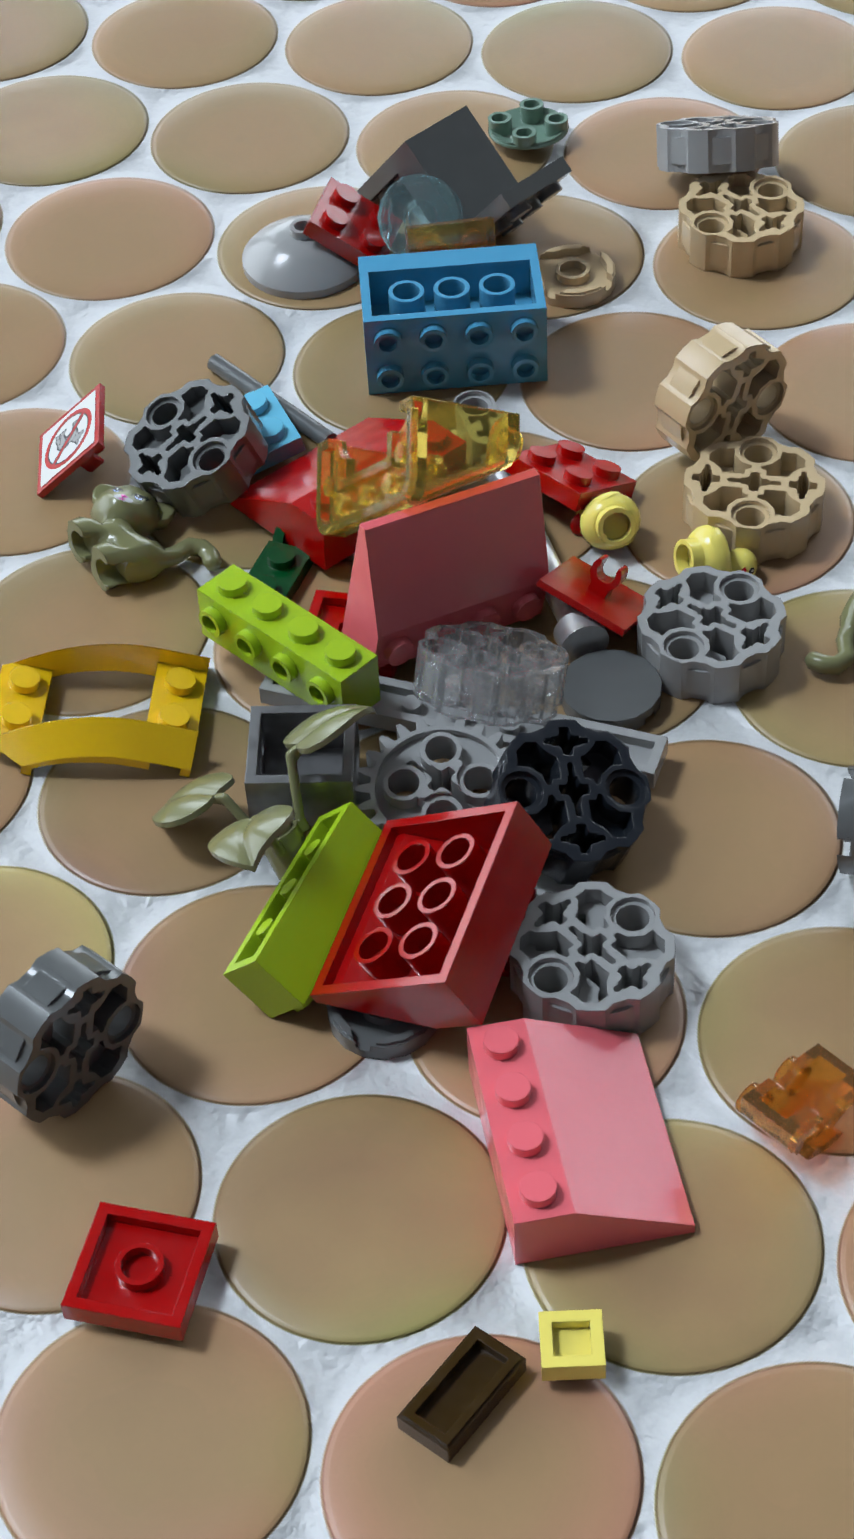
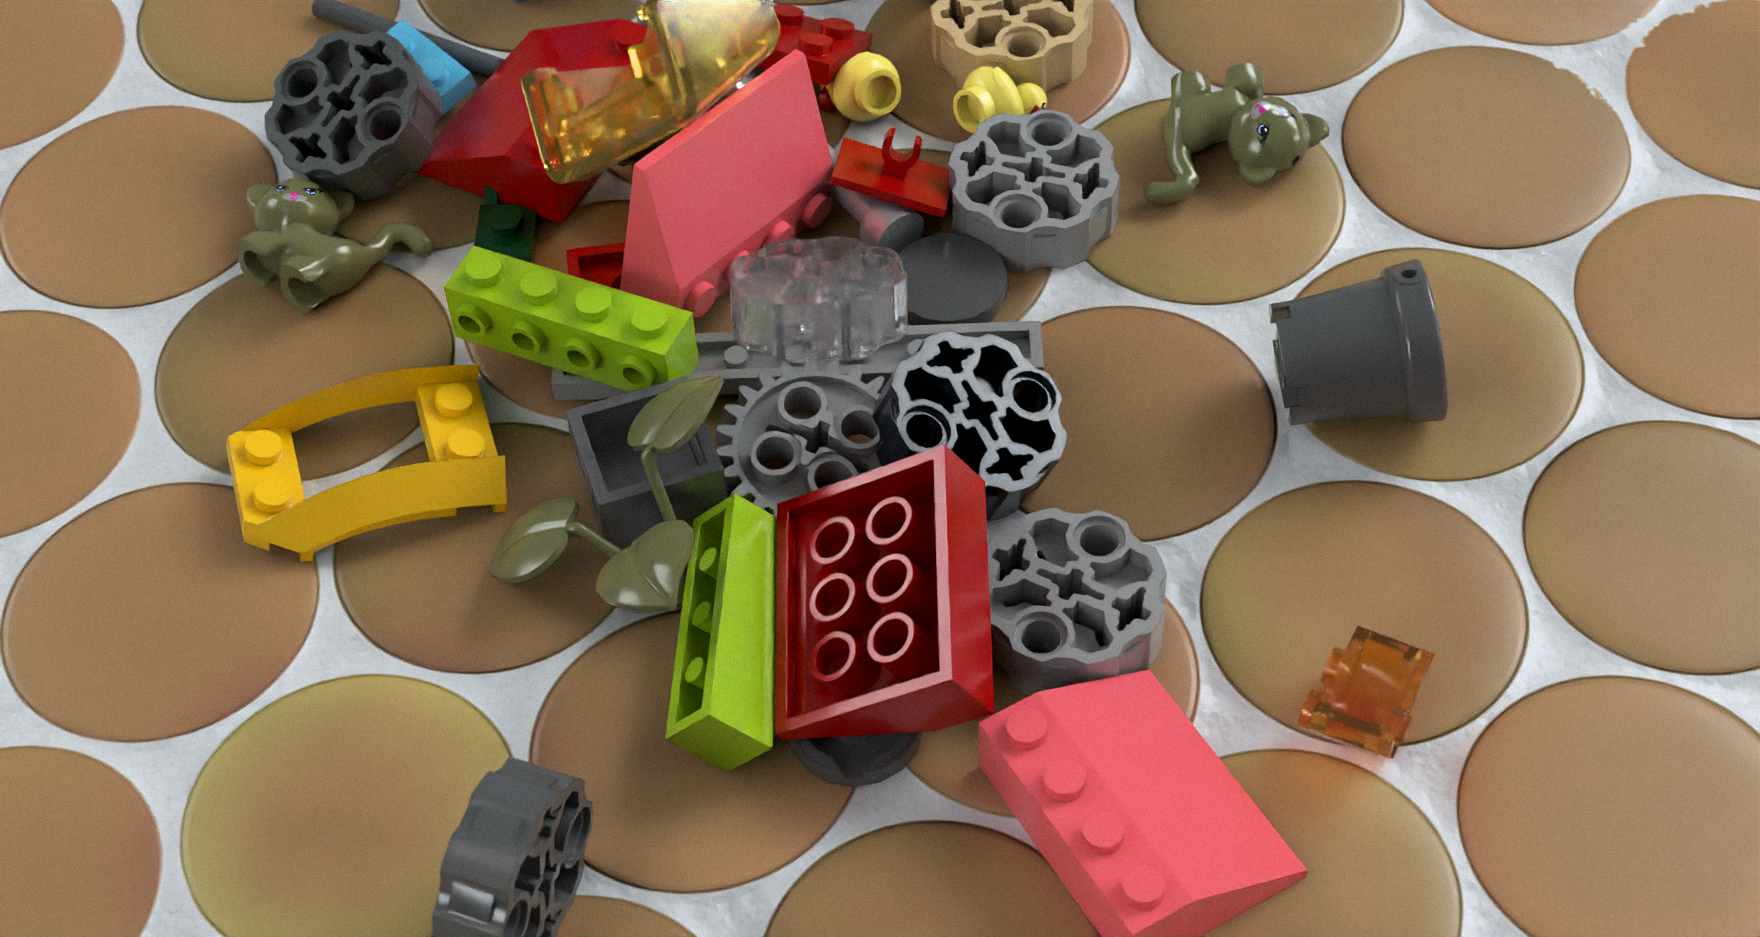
camera: 20 degrees left, 5 degrees up
(72, 442) = (194, 142): piece -> none

